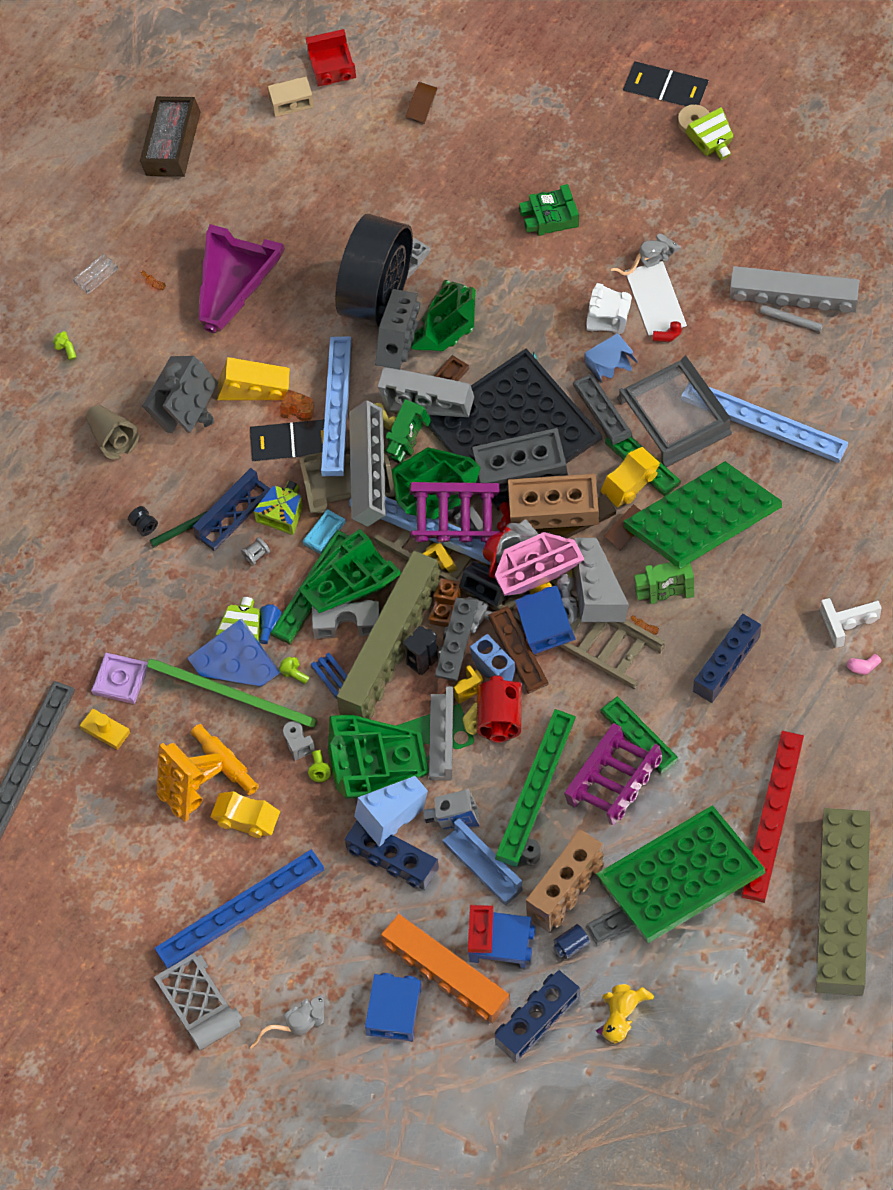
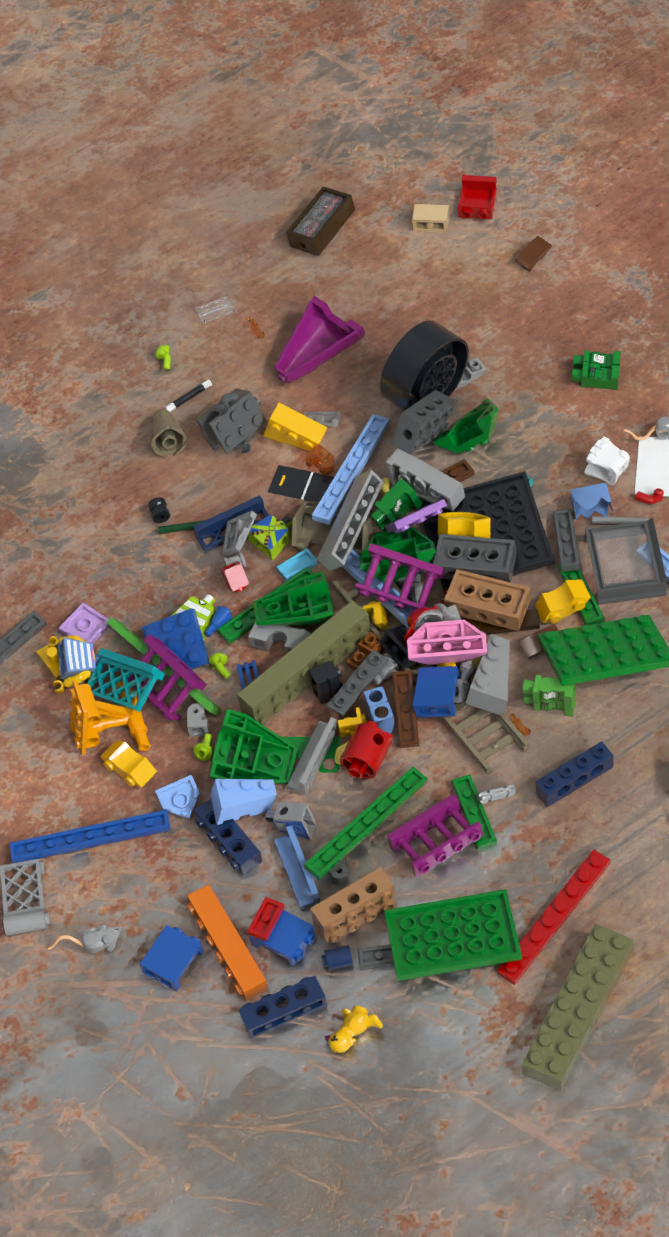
camera: 25 degrees right, 5 degrees down
(112, 380) = (189, 395): none -> black bar
(131, 719) = (75, 660): none -> torso
(202, 706) = (116, 662): none -> teal fence
(245, 517) = (237, 532): none -> light grey wing
(257, 692) = (180, 669): none -> magenta fence
(264, 567) = (234, 576): none -> brick
(282, 357) = (327, 418): none -> light grey wing
(318, 830) = (179, 797): none -> light blue plate
(436, 435) = (416, 517): none -> medium lavender plate
(491, 428) = (464, 524): none -> yellow brick
(646, 369) = (616, 520): none -> light grey bar
(655, 707) = (496, 793): none -> light grey axle

